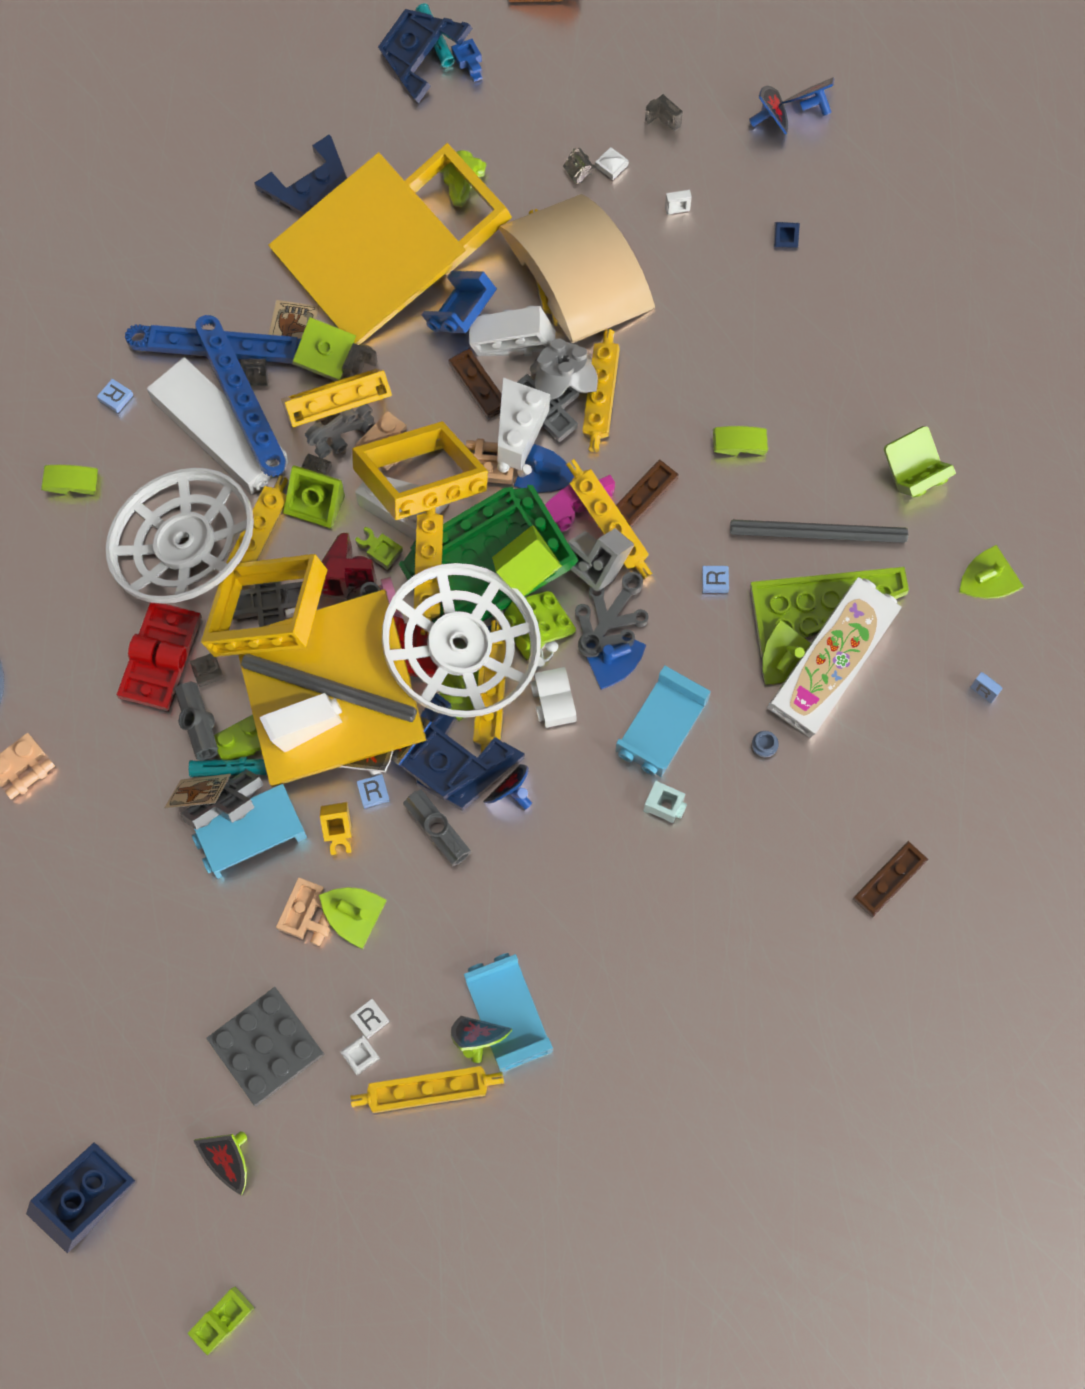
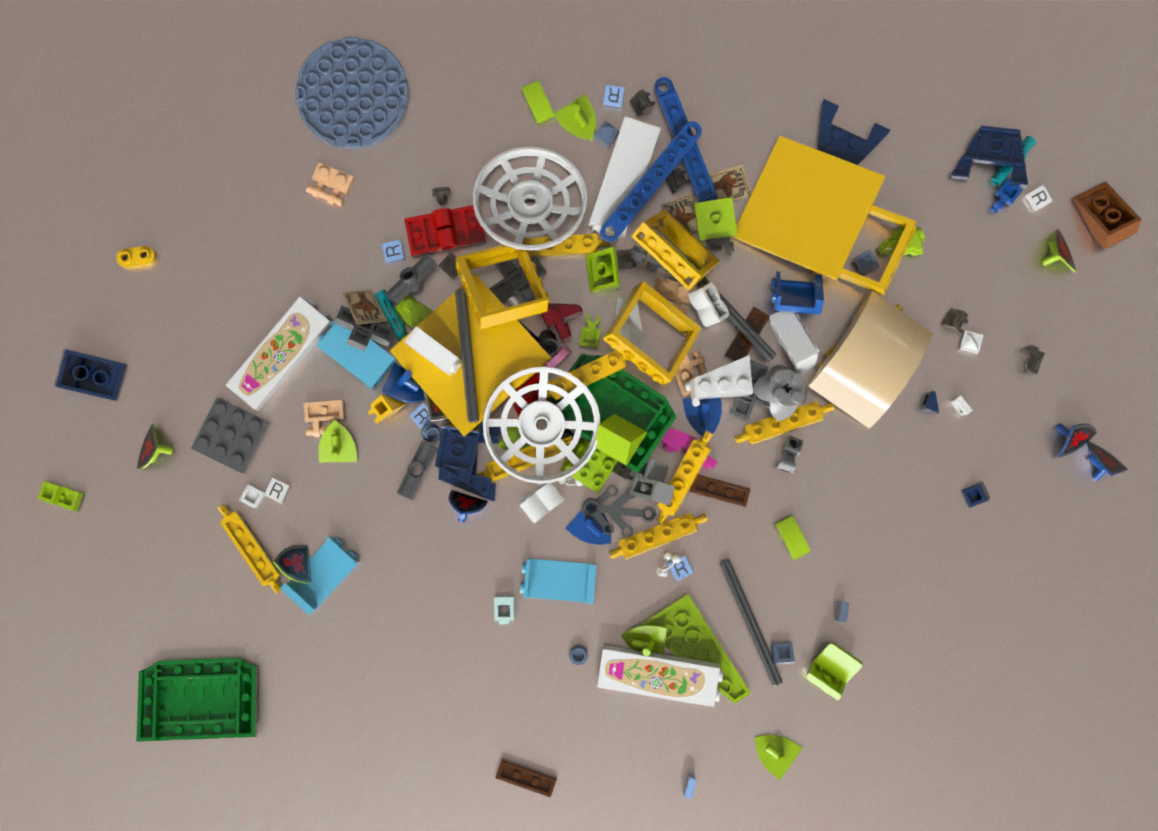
camera: 60 degrees right, 15 degrees up
(111, 637) = (440, 192): none -> clear smoke tile
(117, 446) = (578, 118): none -> lime shield
(141, 368) = (641, 102): none -> clear smoke tile
(148, 730) = (393, 251): none -> light blue tile
(154, 423) = (606, 133): none -> sand blue plate
(196, 929) = (279, 353): none -> brick
(293, 381) = (683, 211): none -> sticker
(321, 792) = (402, 386): none -> blue shield
(398, 789) = (430, 432): none -> sand blue plate
(419, 401) = (708, 304): none -> white brick
(447, 383) = (744, 326): none -> dark grey axle
(463, 222) = (866, 262): none -> sand blue plate
(489, 31) = (1038, 198): none -> white tile
(561, 40) = (1059, 250): none -> shield
(563, 586) = (622, 471): none -> clear smoke tile
(593, 1258) = (197, 700): none -> green slope
(636, 392) = (791, 448): none -> dark grey leg
(659, 230) = (930, 403): none -> dark blue slope
(664, 587) = (658, 536): none -> yellow plate
(694, 586) = (676, 558): none -> white piece
(853, 426) = (842, 611): none -> sand blue tile
(872, 511) = (783, 653): none -> sand blue plate

